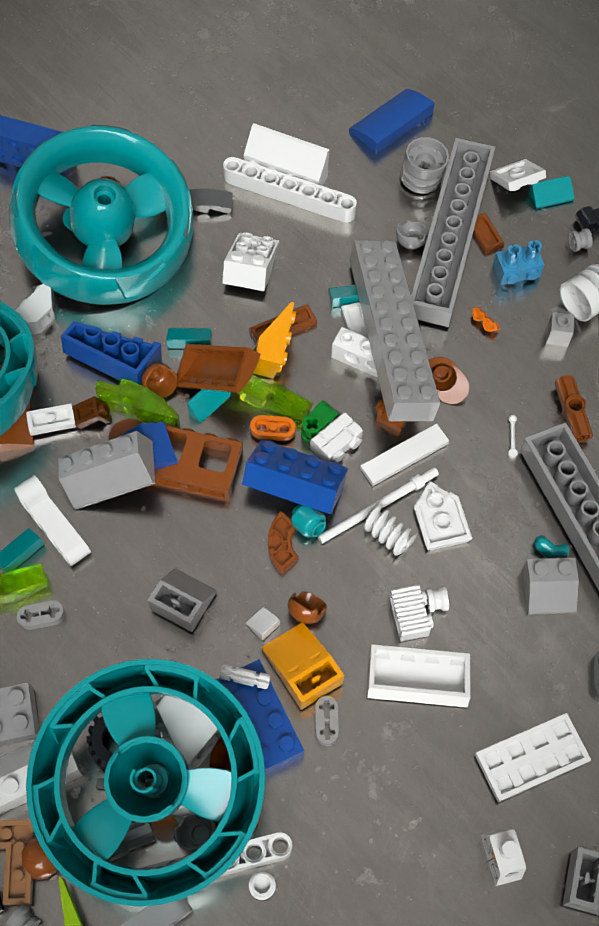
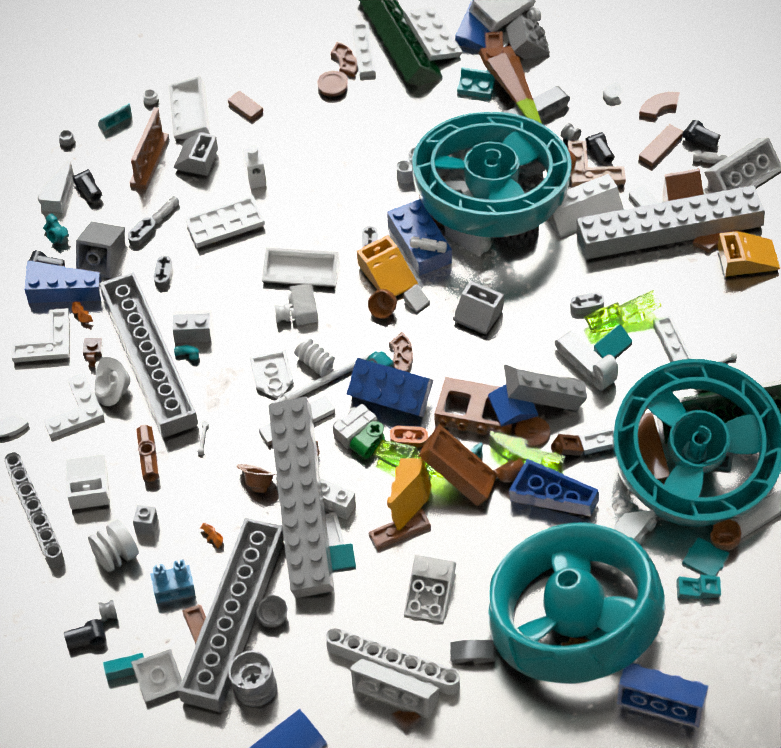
camera: 175 degrees left, 10 degrees down
(181, 336) = (486, 514): teal slope -> none

